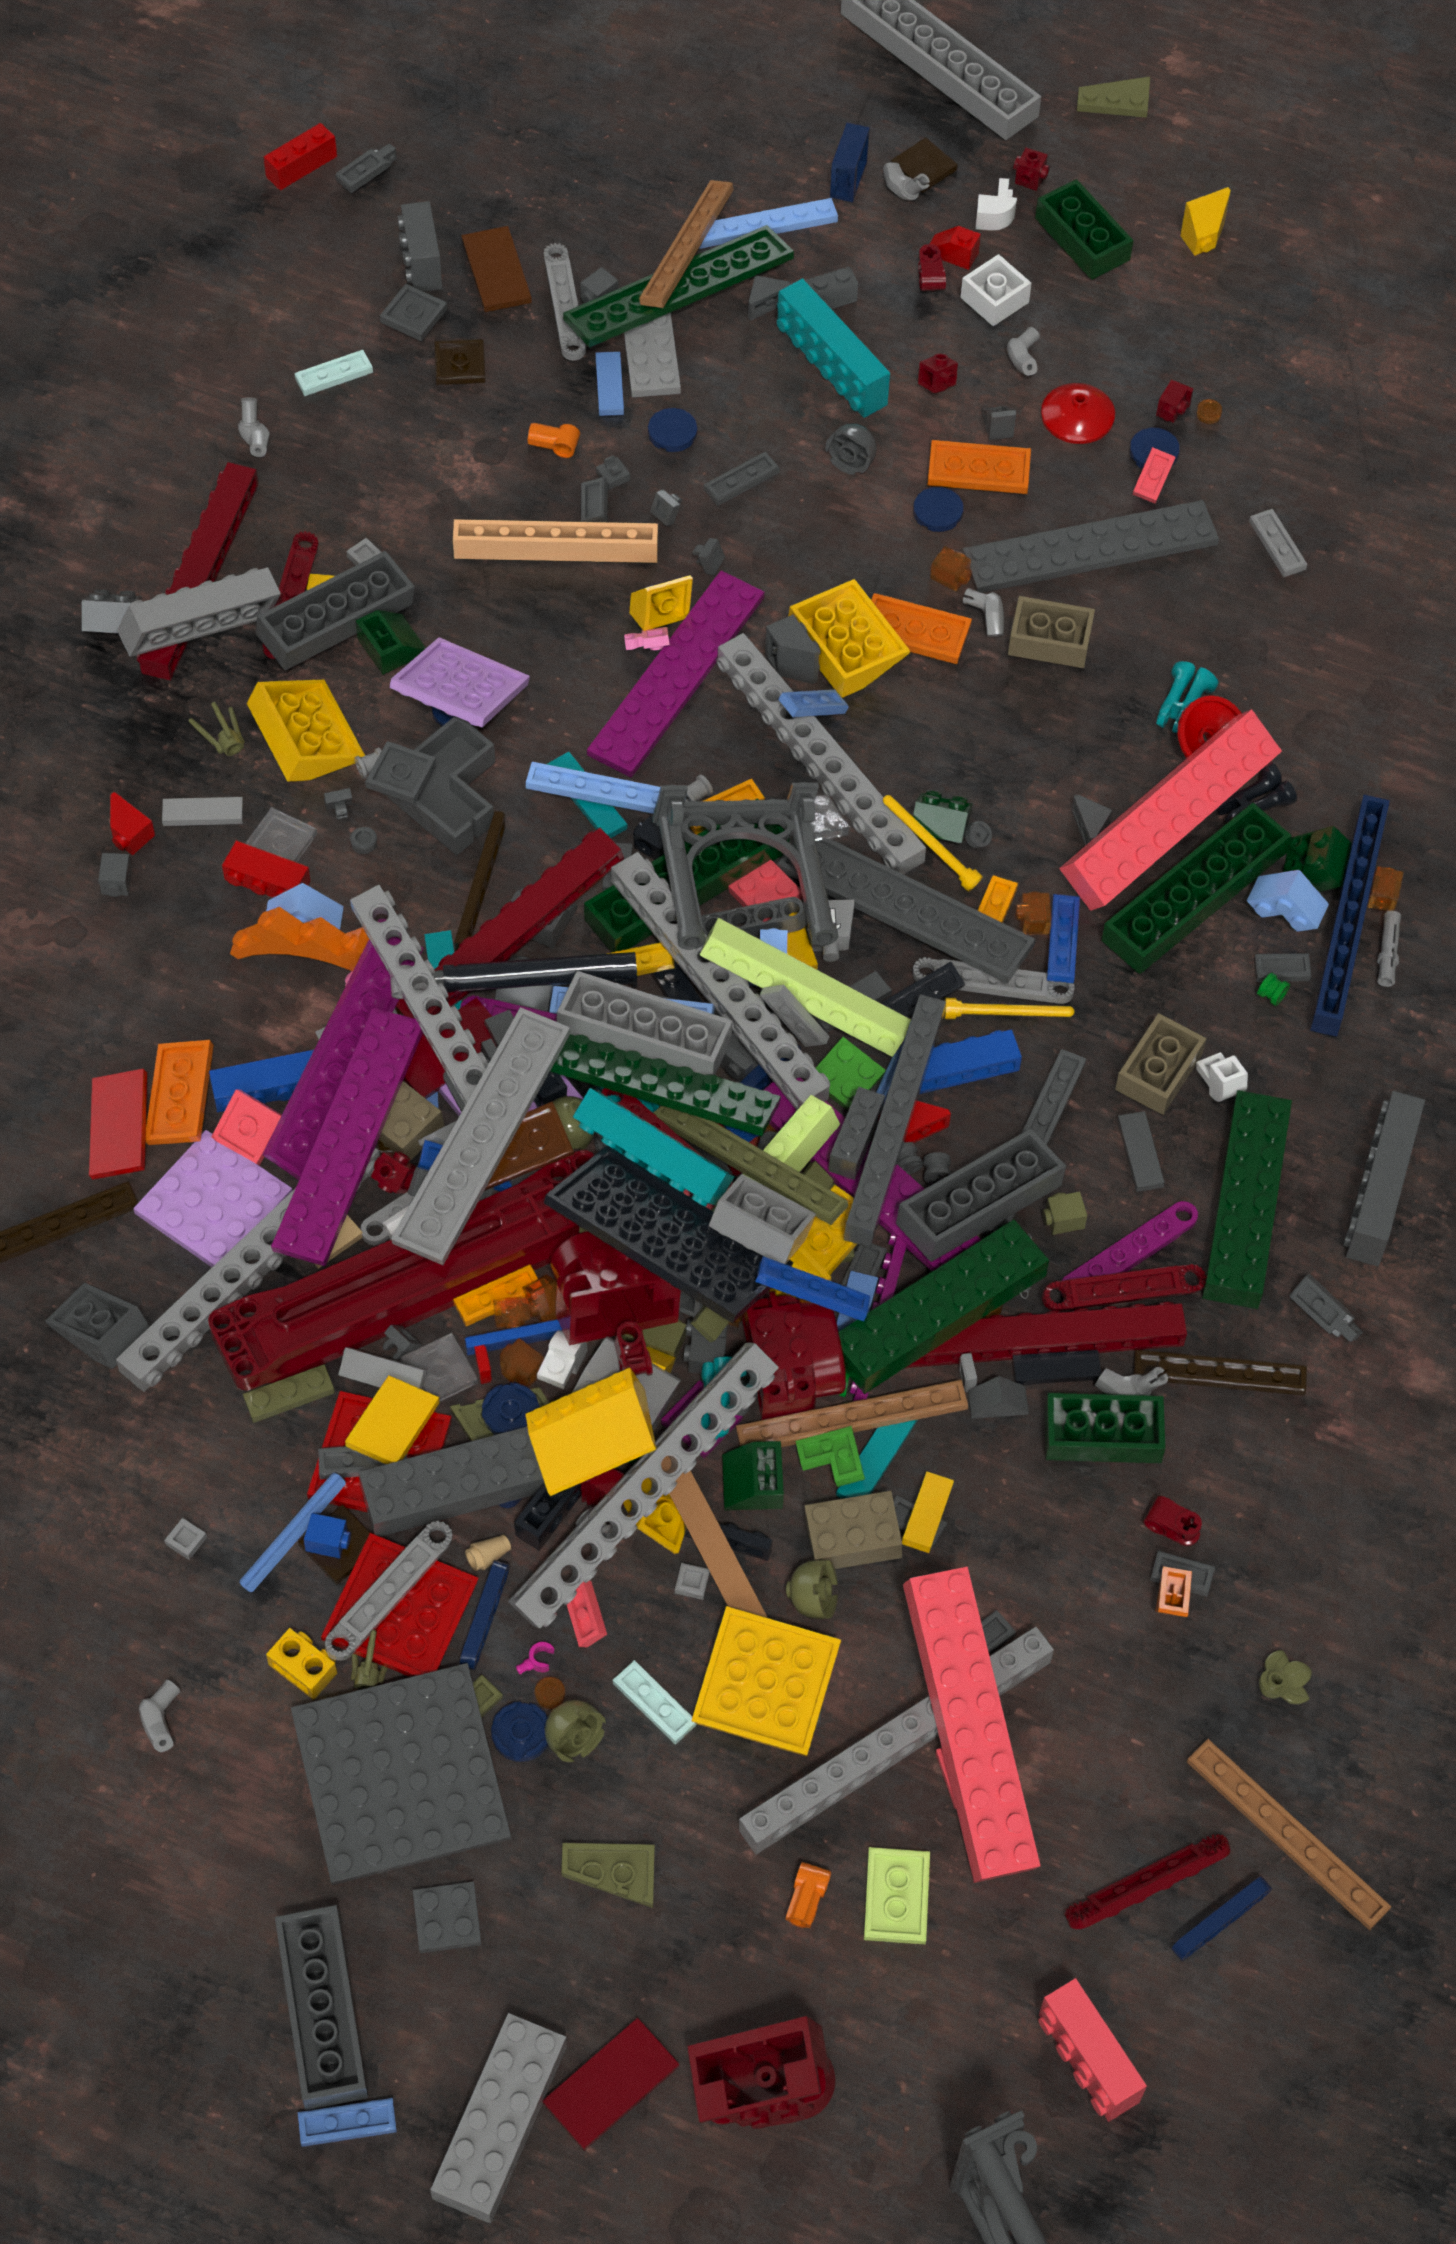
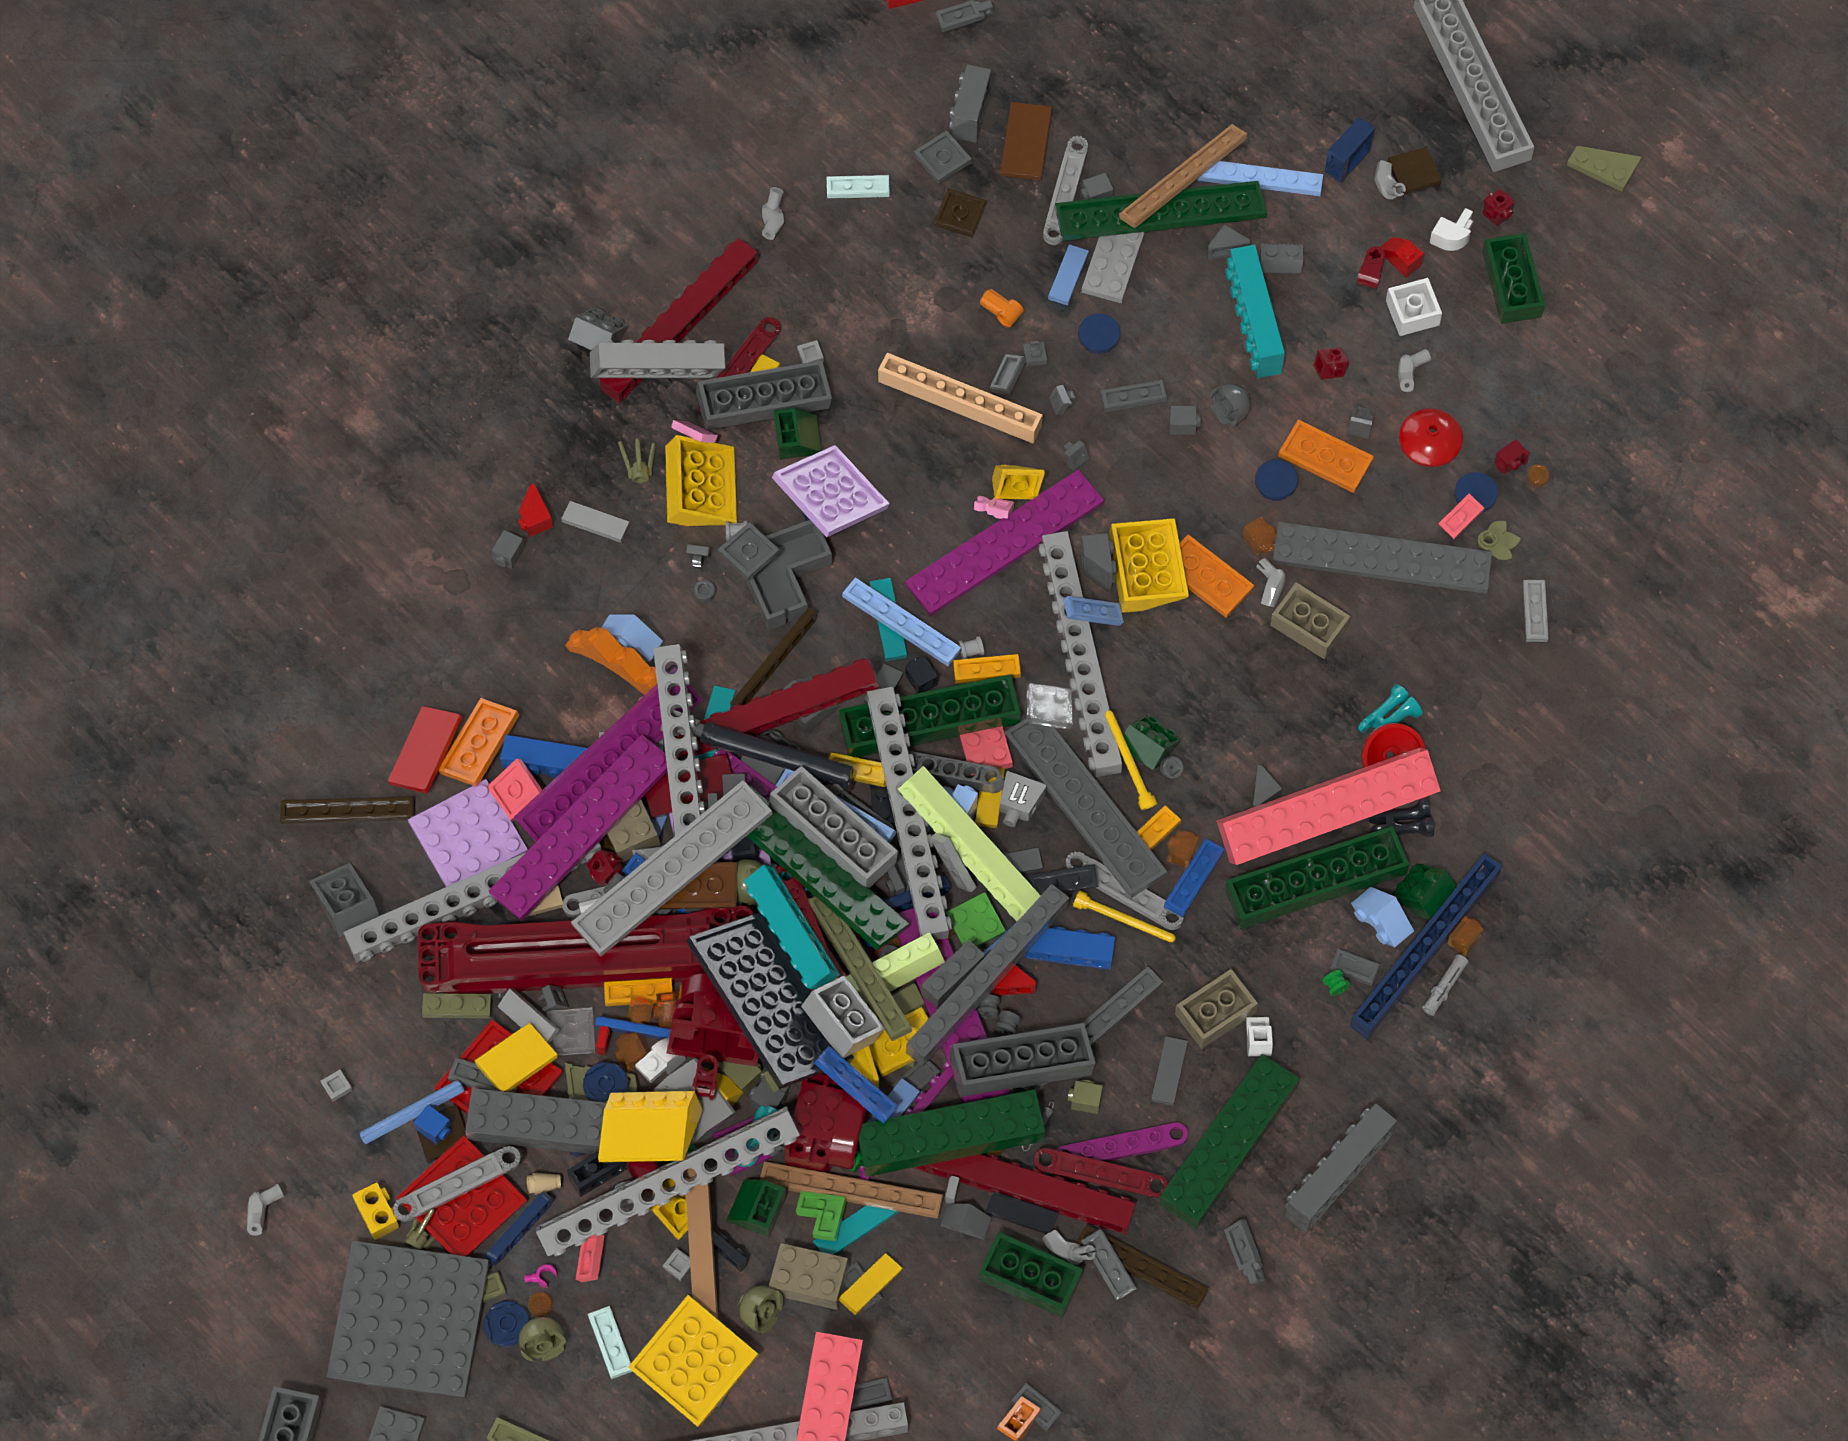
camera: 25 degrees right, 5 degrees up
(262, 870) = (617, 590): red brick -> none
(278, 675) = (694, 431): none -> bright pink tile
(282, 835) = (642, 567): clear tile -> none
(794, 815) = (1032, 697): dark grey arch -> none
(809, 482) = (1184, 420): none -> dark grey brick
(1171, 1521) = (1045, 1363): dark red piece -> none
(1186, 1383) = (1110, 1265): none -> dark grey tile
(1203, 487) = (1501, 541): none -> olive plate
(1204, 221) = (1617, 308): yellow slope -> none

